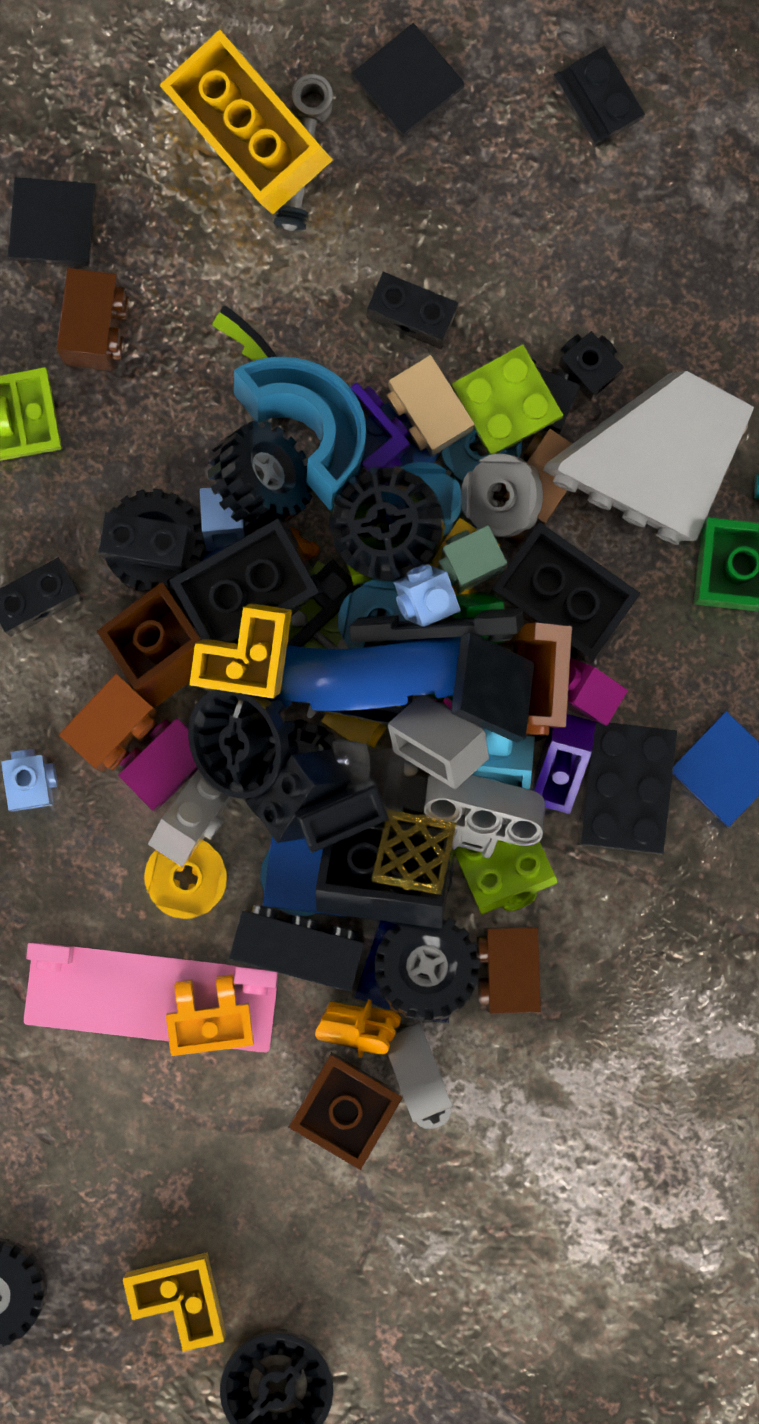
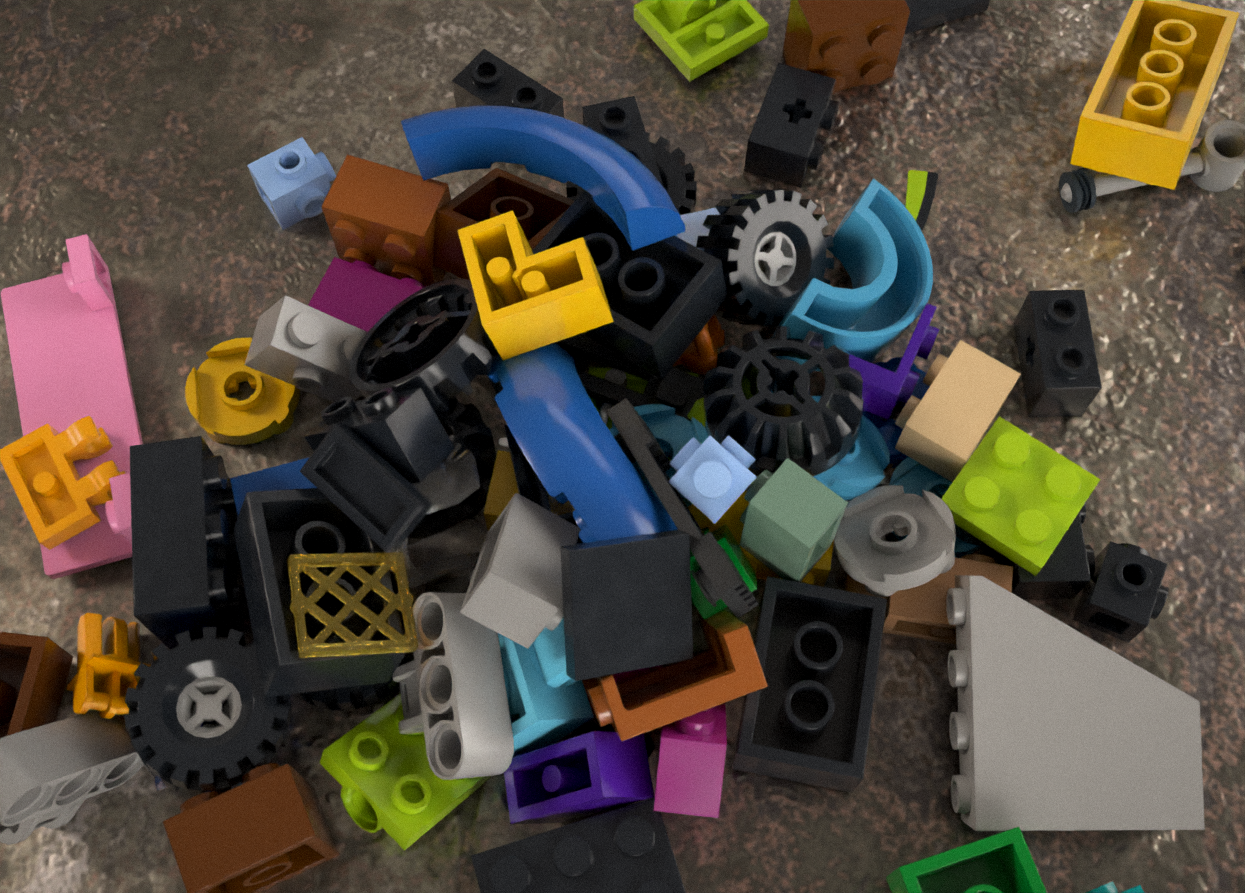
camera: 70 degrees right, 20 degrees down
(136, 587) = (551, 148): none -> blue brick
(152, 417) = (790, 125): none -> black brick

